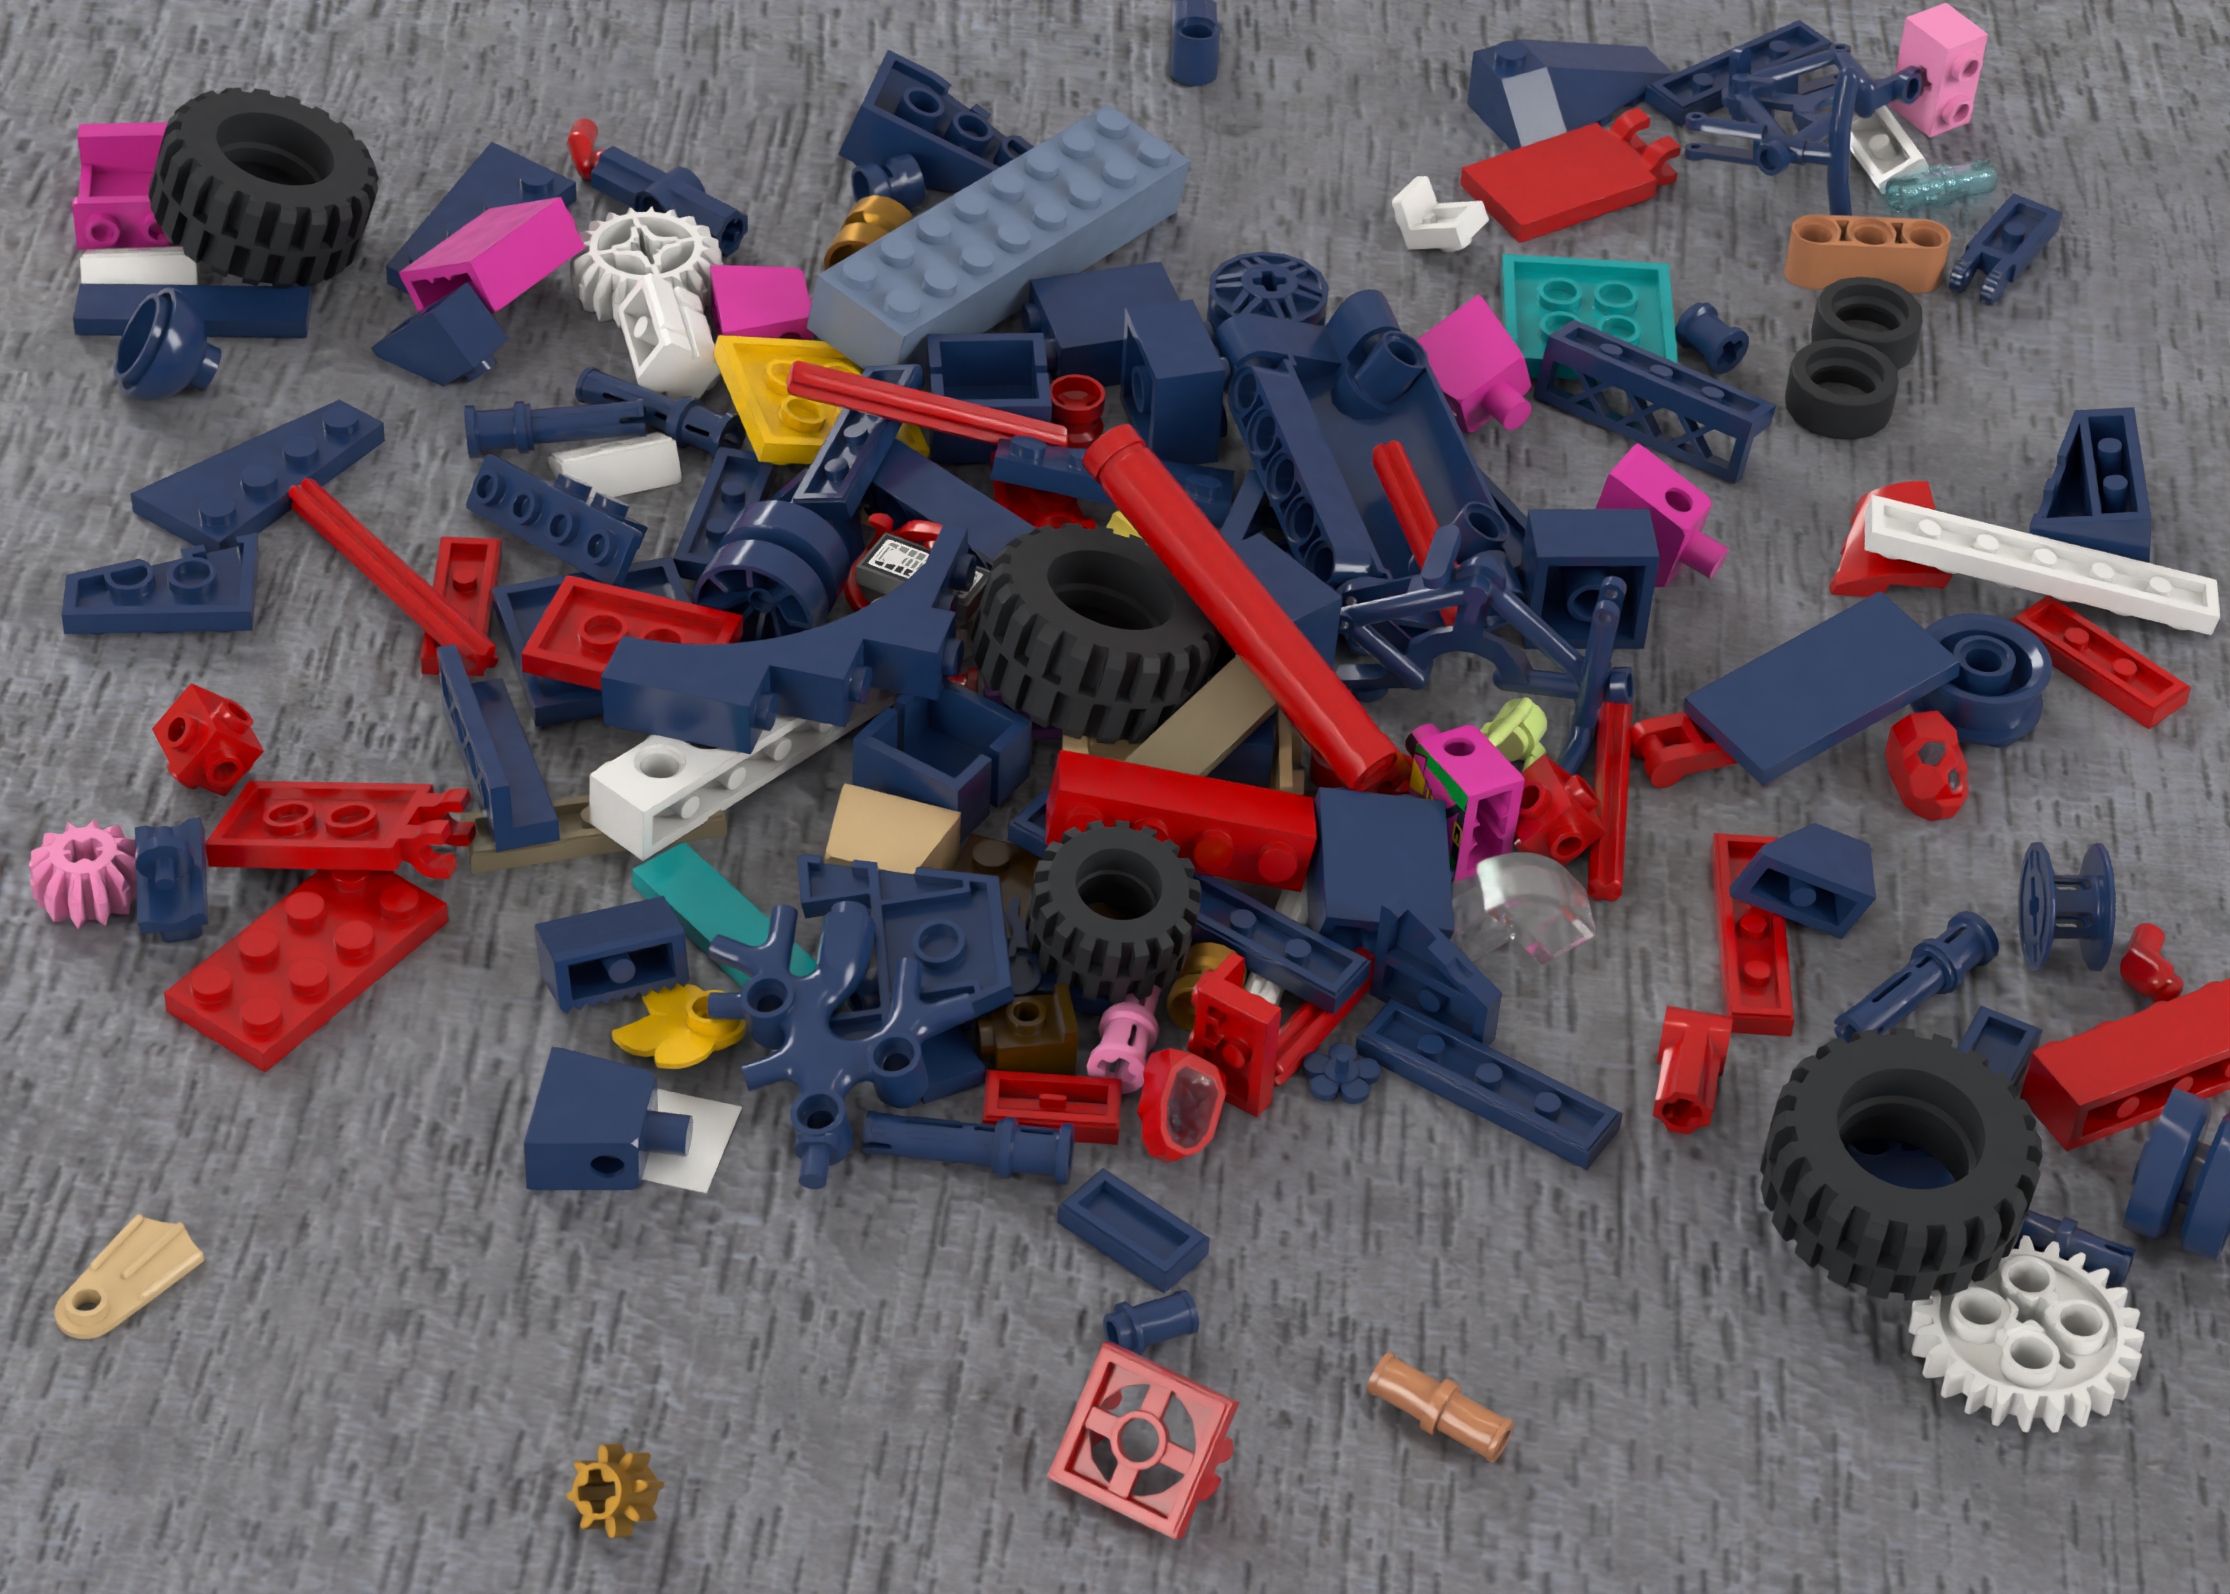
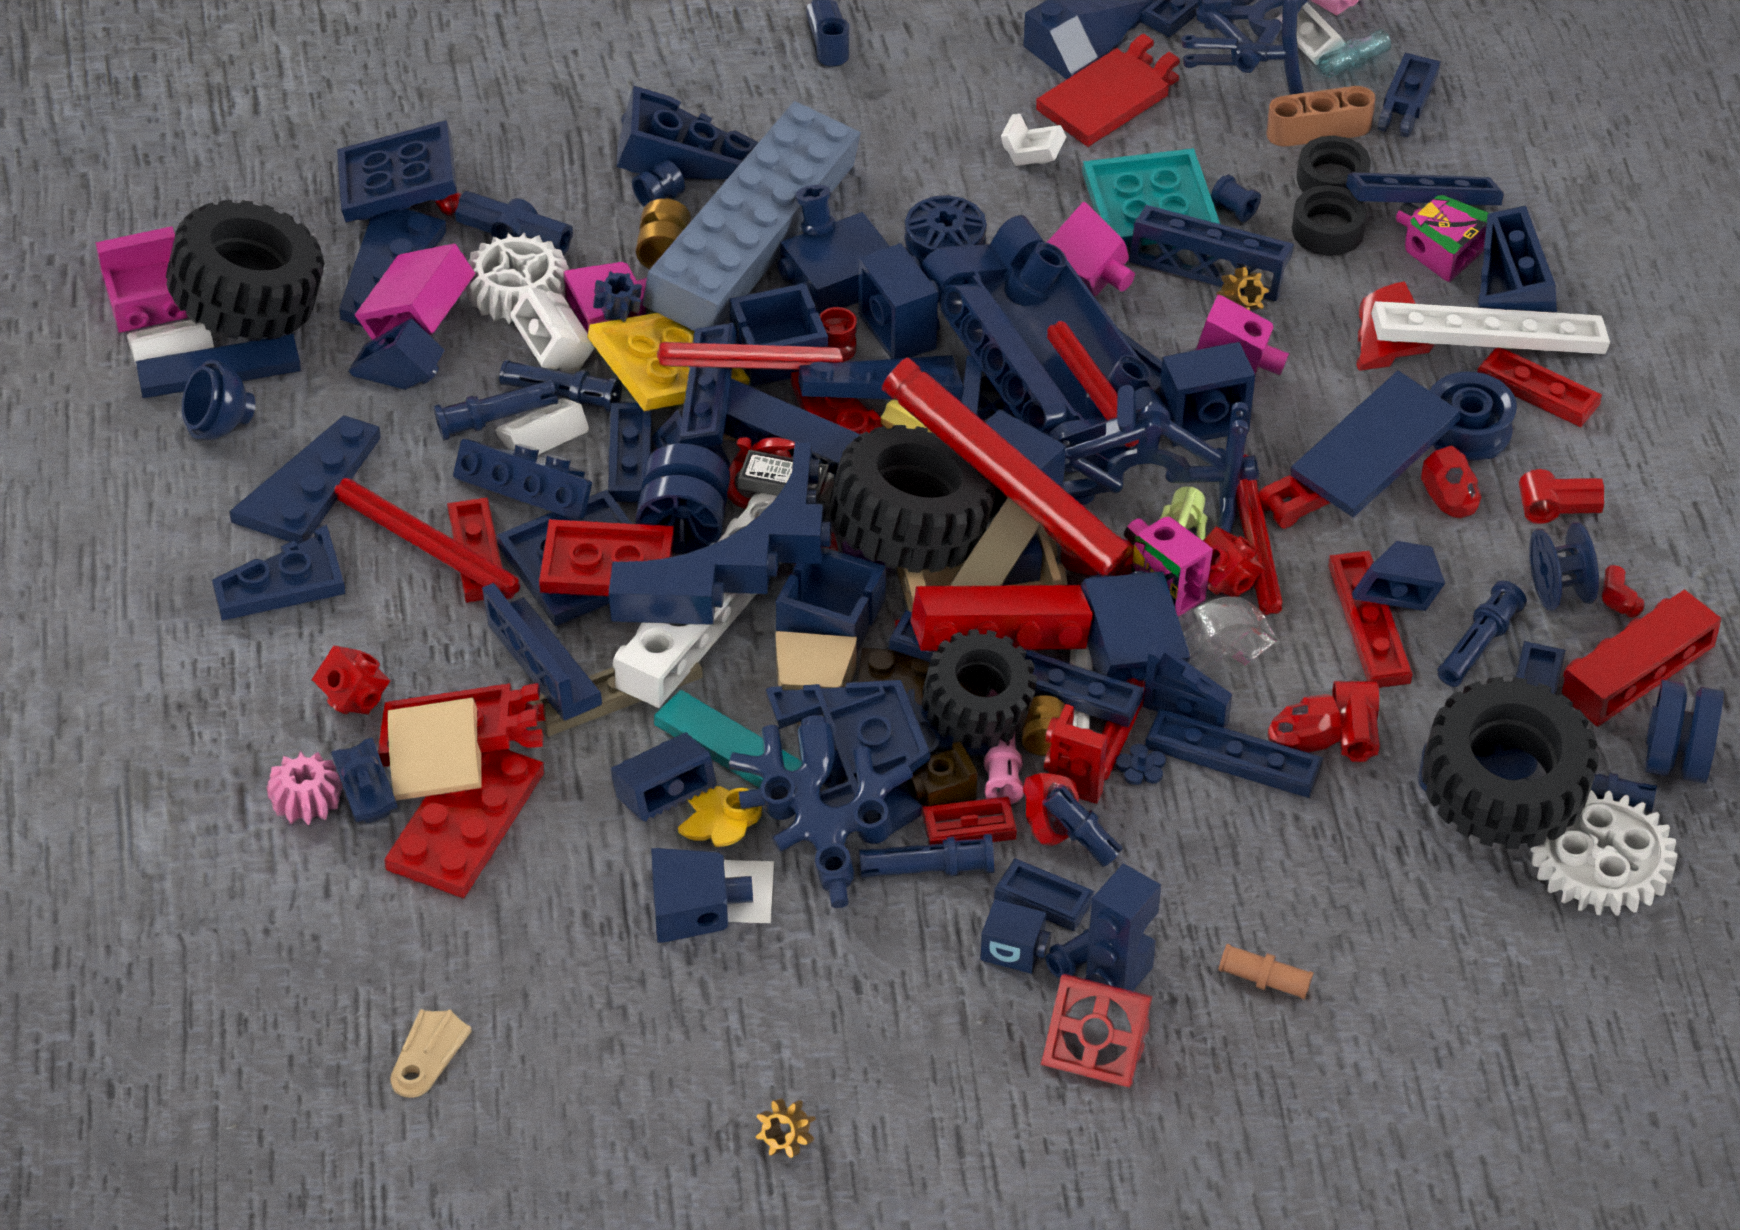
camera: 10 degrees left, 5 degrees up
(285, 851) = (434, 749): none -> tan slope
(526, 108) = (396, 171): none -> dark blue plate
(768, 304) = (617, 296): none -> dark blue gear
(1063, 1279) = (1014, 936): none -> dark blue brick
(1089, 243) = (815, 209): none -> dark blue bush
(1213, 1271) = (1119, 915): none -> dark blue arch
(1216, 1138) = (1082, 825): none -> dark blue pin
(1610, 1062) = (1308, 724): none -> red rock
(1692, 445) = (1252, 286): none -> pearl gold gear
(1992, 369) = (1423, 188): none -> dark blue tile
(2005, 434) = (1444, 234): none -> dark pink torso
(2071, 811) = (1548, 497): none -> red piece

